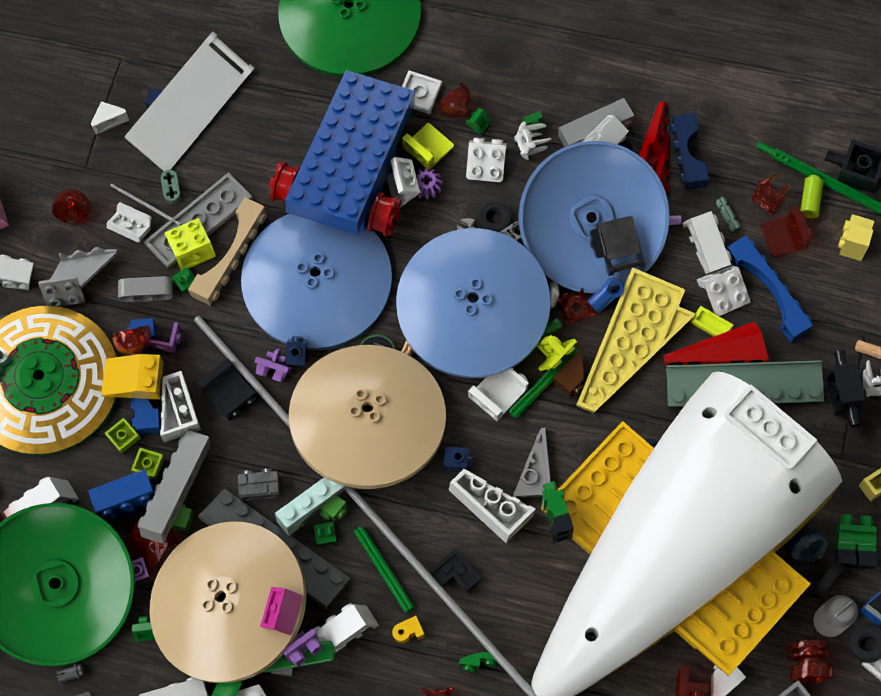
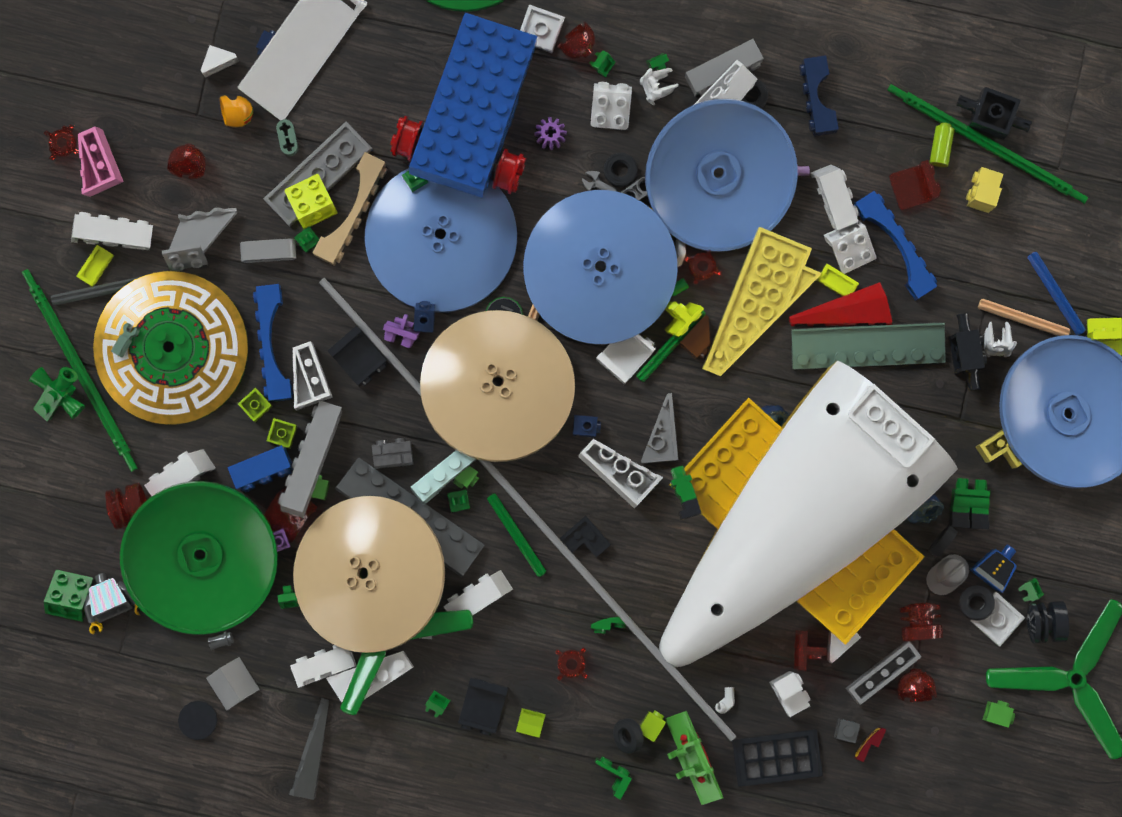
camera: 10 degrees left, 15 degrees up
(122, 161) = (236, 112): none -> light orange helmet
(130, 222) = (248, 179): white bracket -> none
(132, 340) = (260, 311): clear red cylinder -> none
(133, 377) = (262, 348): yellow slope -> none
(146, 204) = (262, 157): light grey piece -> none
(175, 339) = (302, 304): medium lavender bracket -> none
(281, 610) = (422, 588): dark pink panel -> none
(292, 223) = (413, 181): none -> green tile
(300, 644) = (435, 623): medium lavender hips -> none
(403, 180) = (526, 134): white bracket -> none
(405, 630) = (538, 595): yellow leg -> none
(427, 146) = (551, 90): neon yellow bracket -> none
(604, 295) = (731, 254): blue piece -> none
(617, 240) = (744, 199): black piece -> none
(656, 145) = (784, 92): red wedge -> none
(728, 214) = (856, 164): sand green axle -> none
(765, 188) = (892, 141): clear red piece -> none

